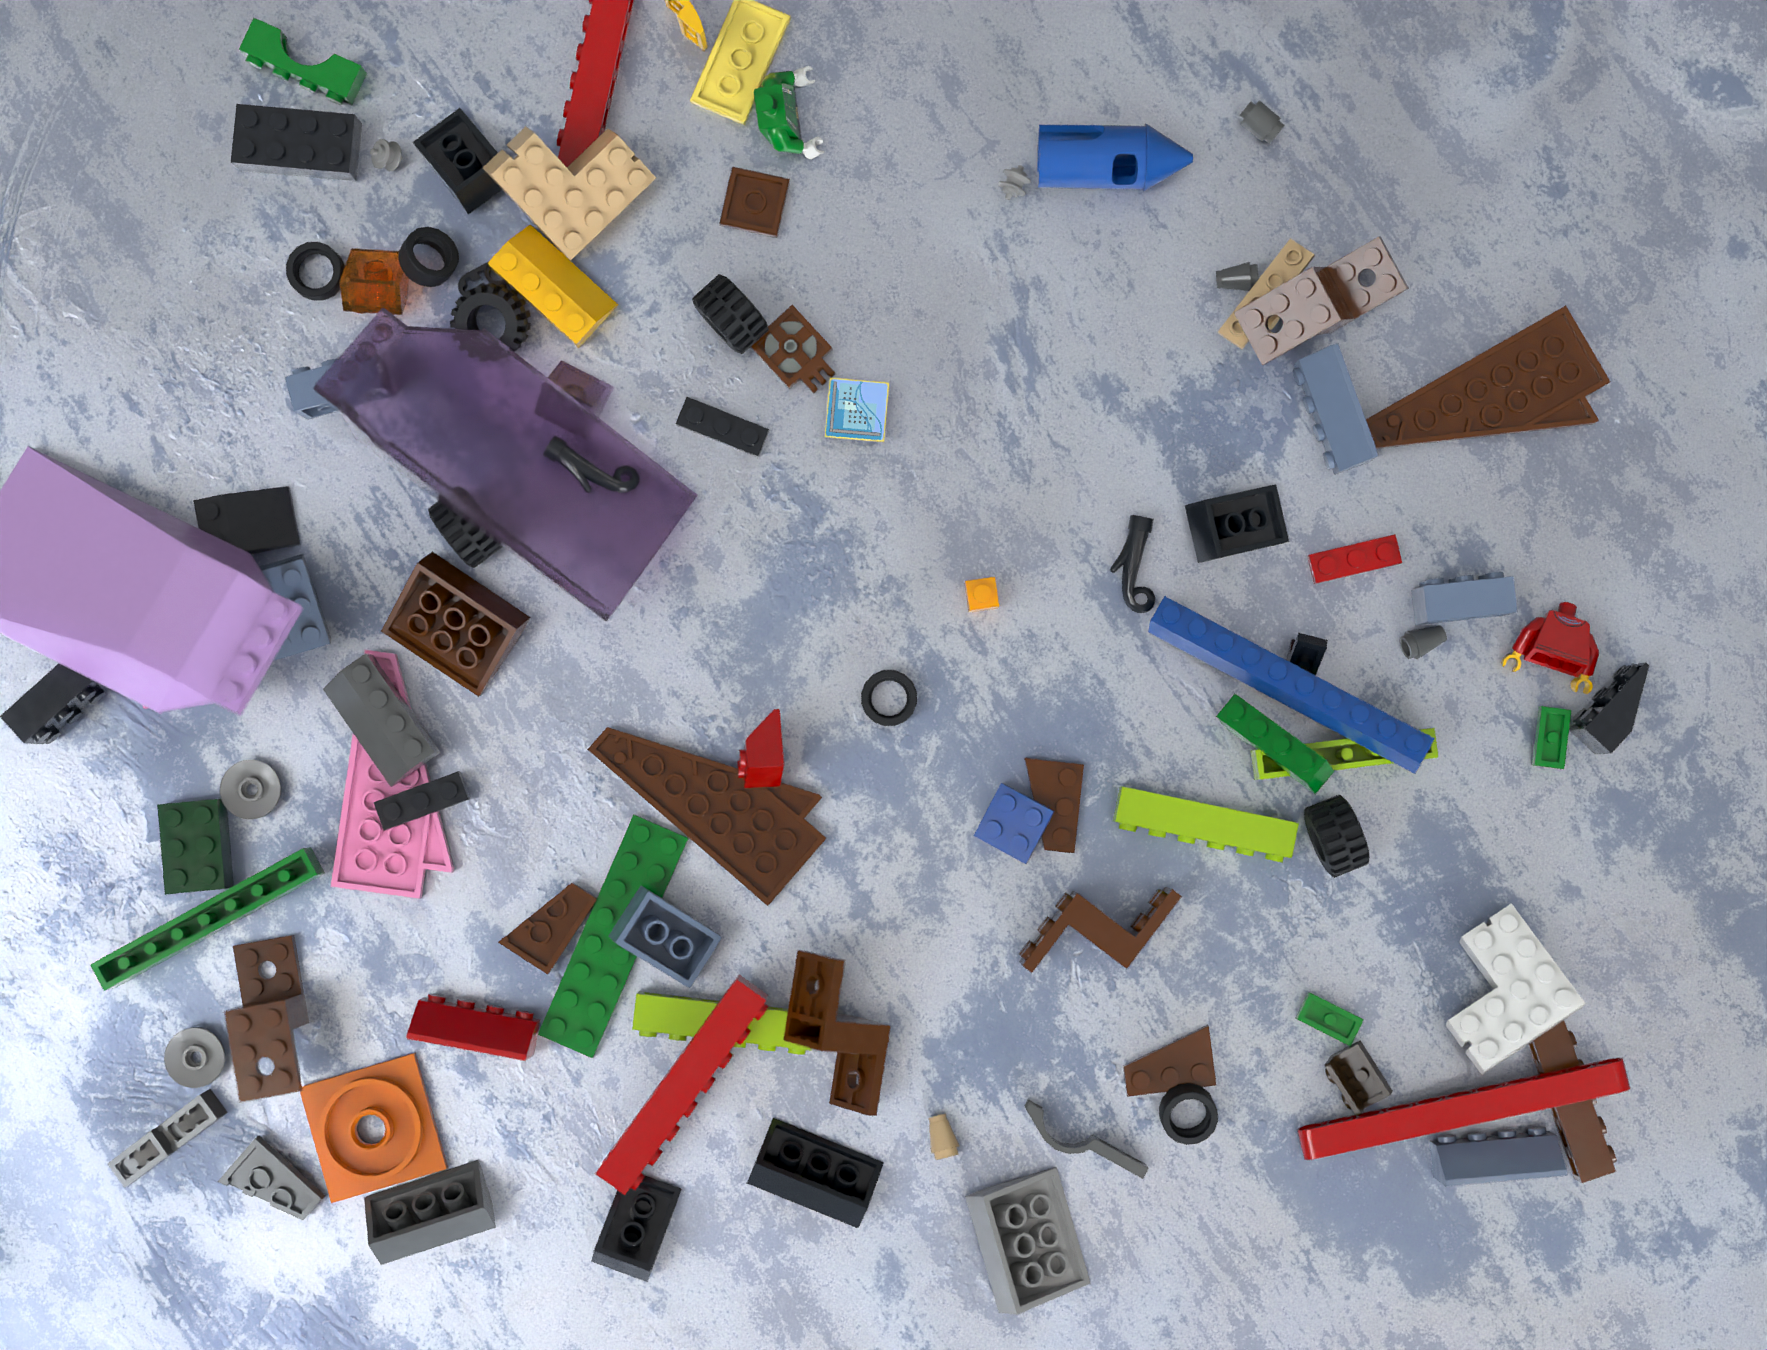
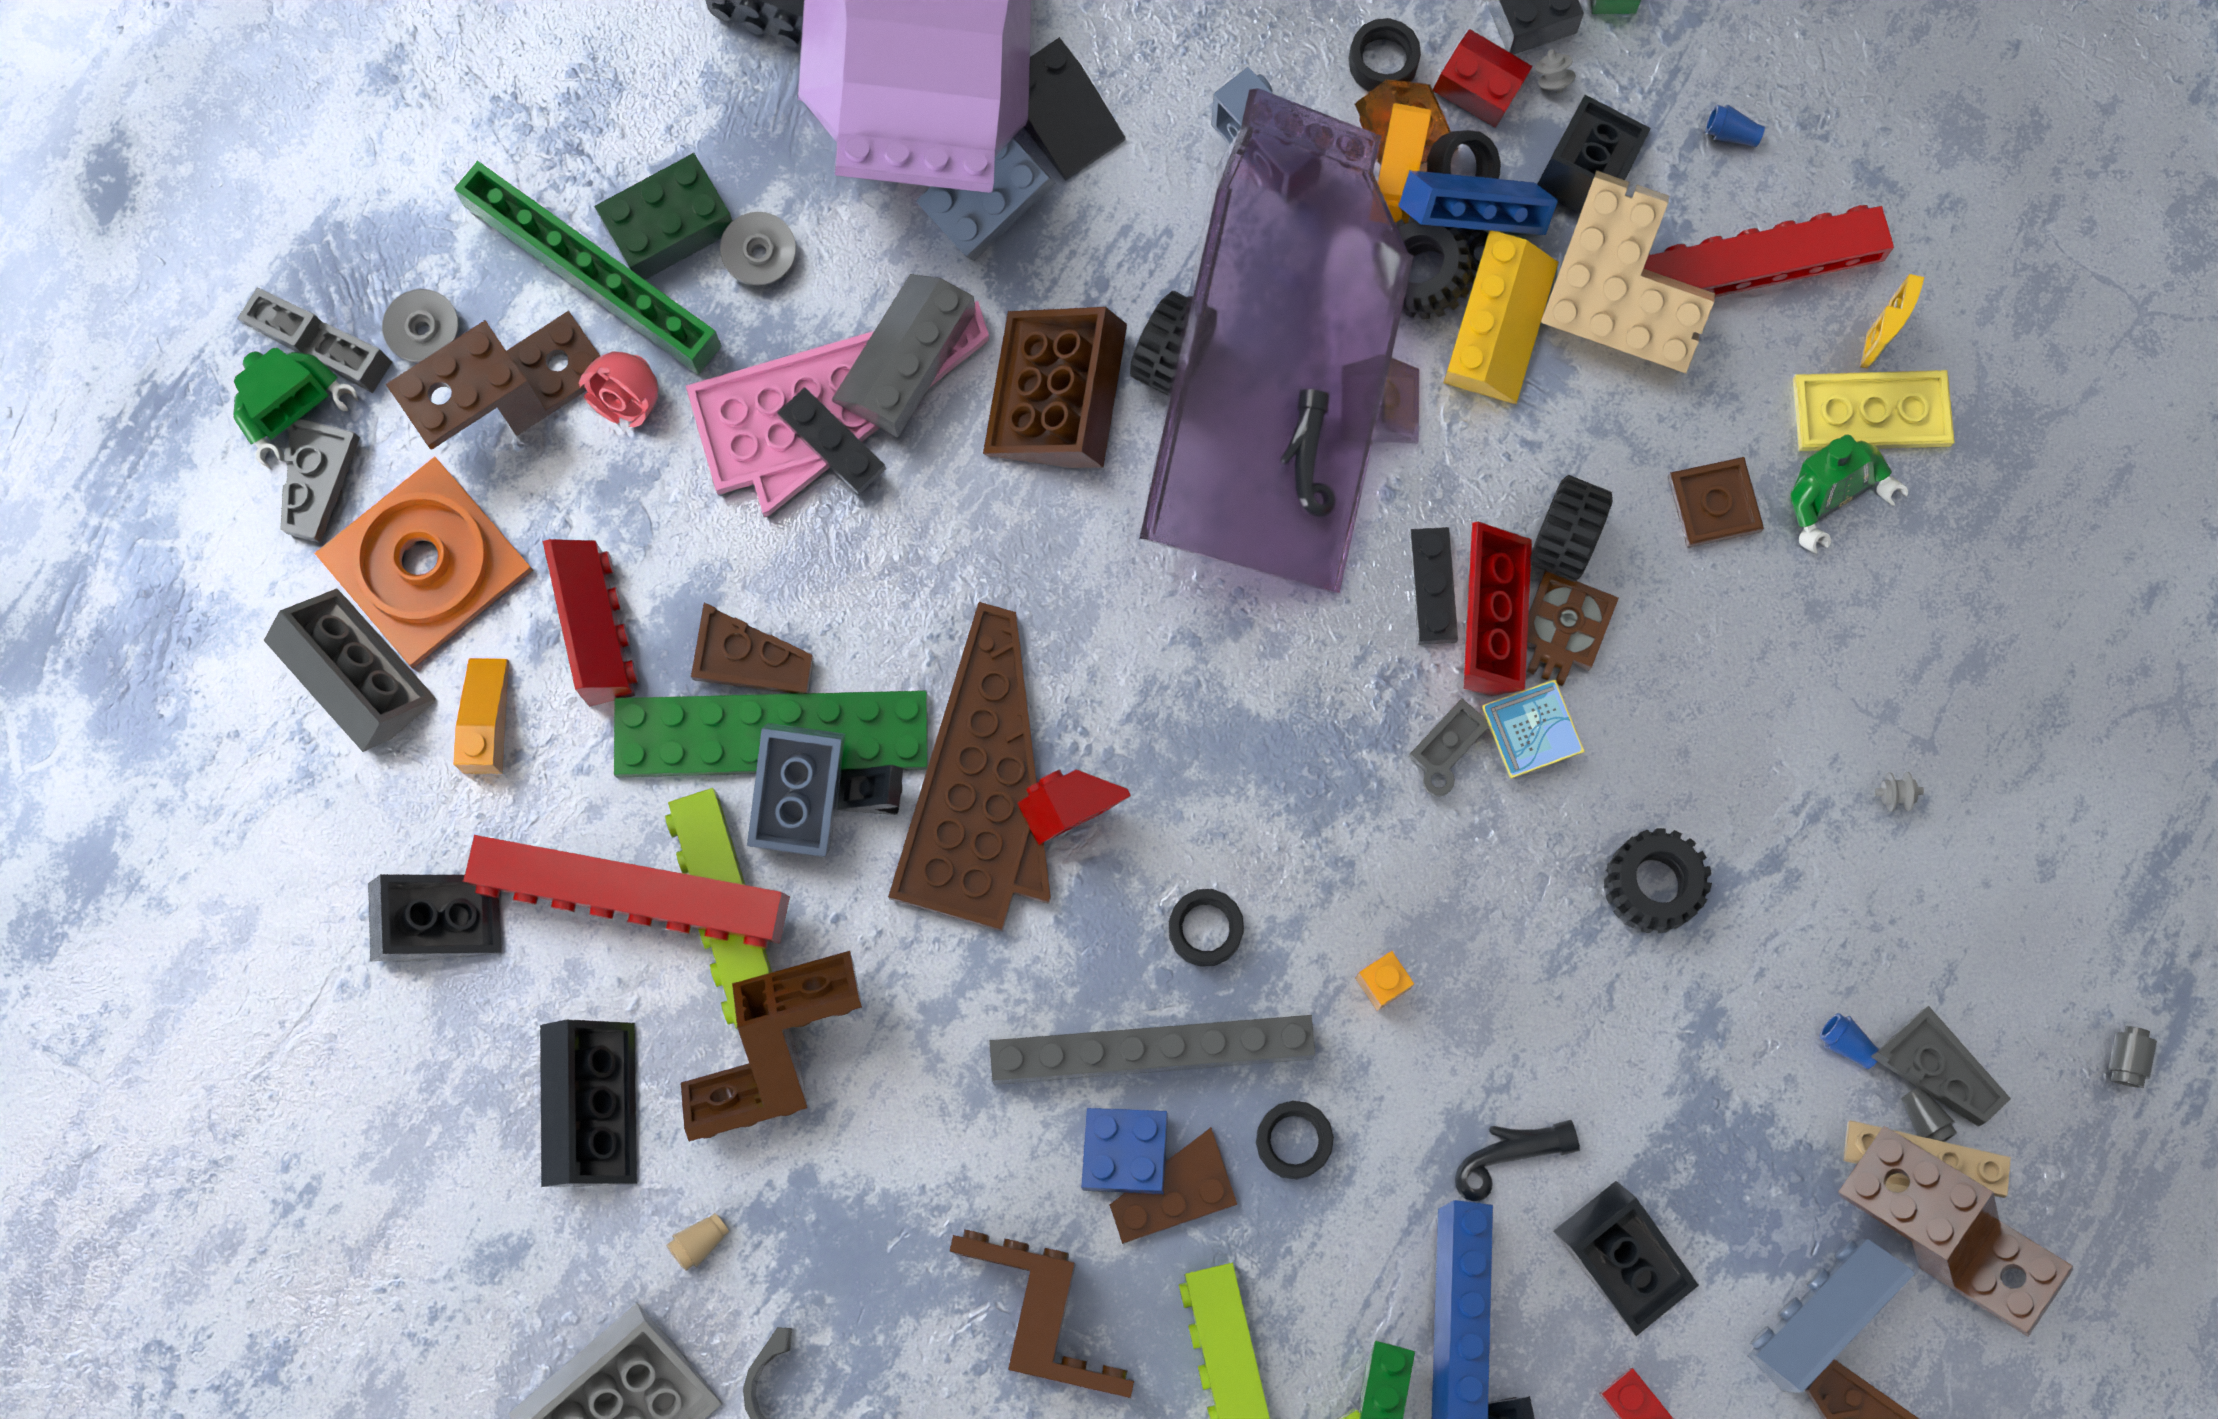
camera: 65 degrees right, 10 degrees down
(198, 1180) = (277, 392): none -> green torso
(310, 931) = (620, 387): none -> coral cylinder
(365, 208) = (1482, 78): none -> red slope
(407, 300) = (1402, 153): none -> light orange slope
(464, 262) = (1477, 203): none -> blue brick
(487, 49) = (1733, 126): none -> blue cone
(507, 1132) = (482, 717): none -> light orange slope
(687, 884) = (871, 790): none -> black slope
(764, 393) = (1497, 611): none -> red slope
(839, 472) = (1447, 744): none -> dark grey hinge
(955, 774) = (1152, 1049): none -> dark grey brick
(1004, 352) = (1685, 864): none -> black tyre
(1077, 692) = (1324, 1133): none -> black tyre
(1106, 156) = (1989, 885): blue piece -> none
(1163, 303) = (1847, 1039): none -> blue cone
(1210, 250) = (1943, 1067): none -> dark grey wing

